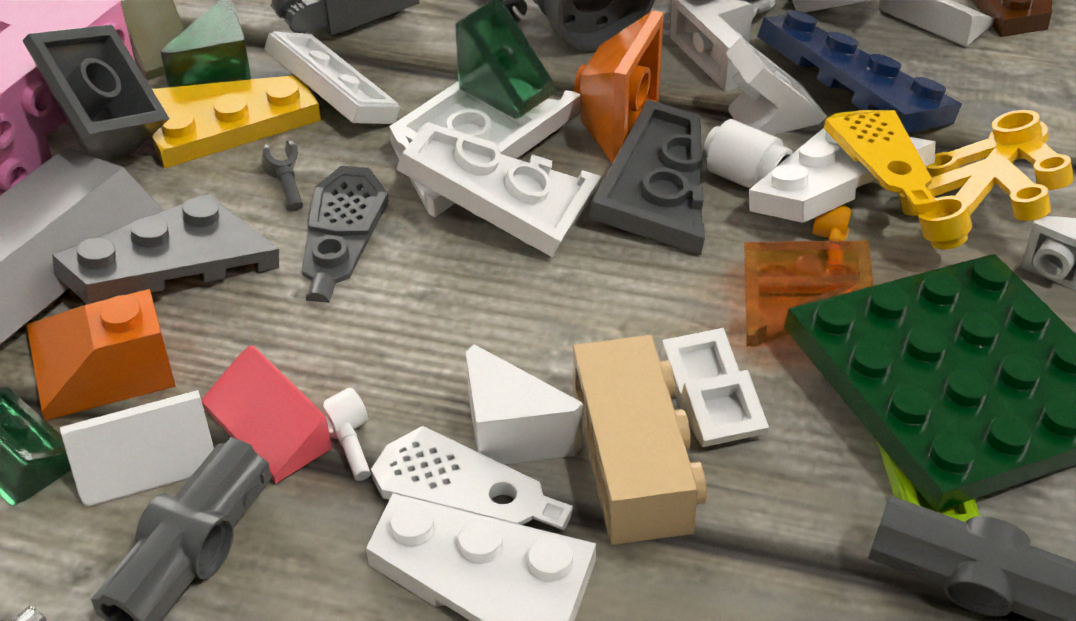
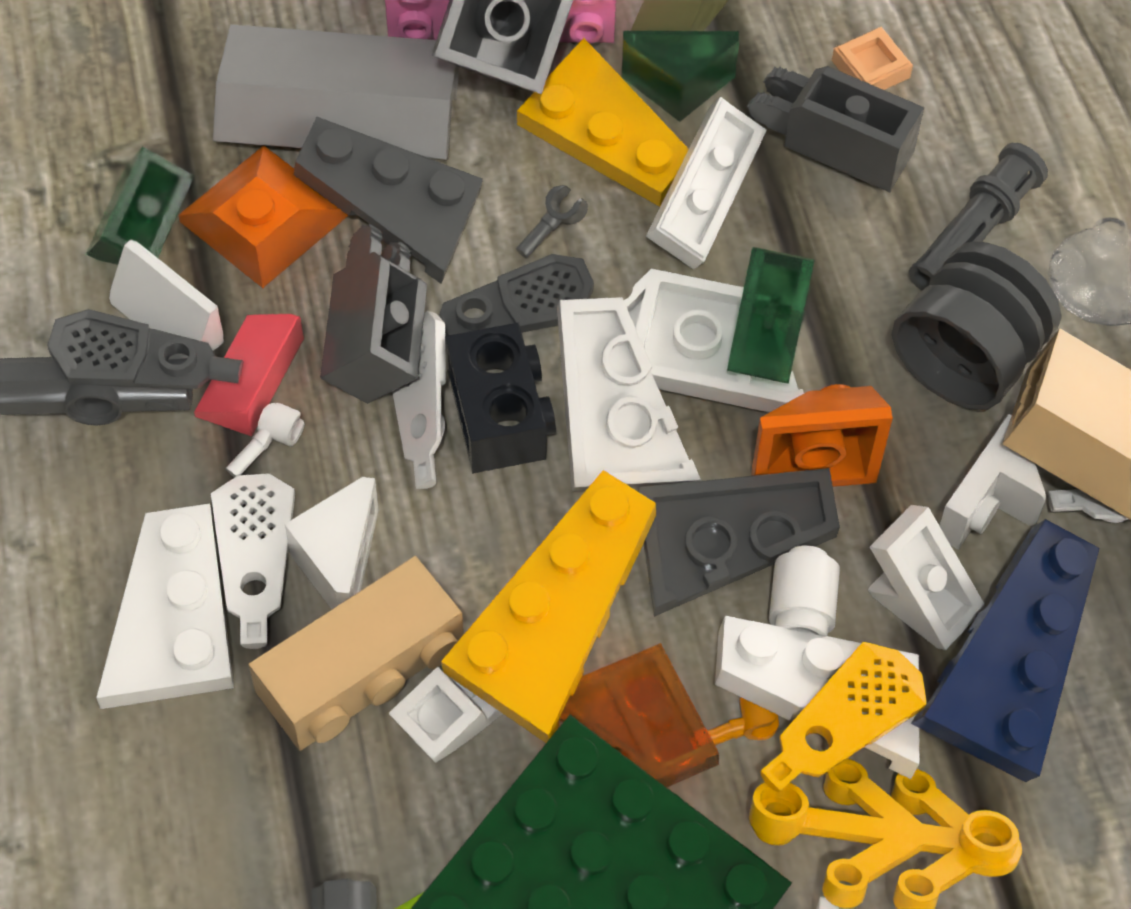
camera: 60 degrees right, 15 degrees up
(186, 480) = (145, 358): none -> dark grey piece
(298, 298) = (374, 319): none -> dark grey hinge
(396, 306) = (420, 404): none -> white piece
(435, 258) = (488, 397): none -> black brick
(681, 292) = (541, 626): none -> yellow wing

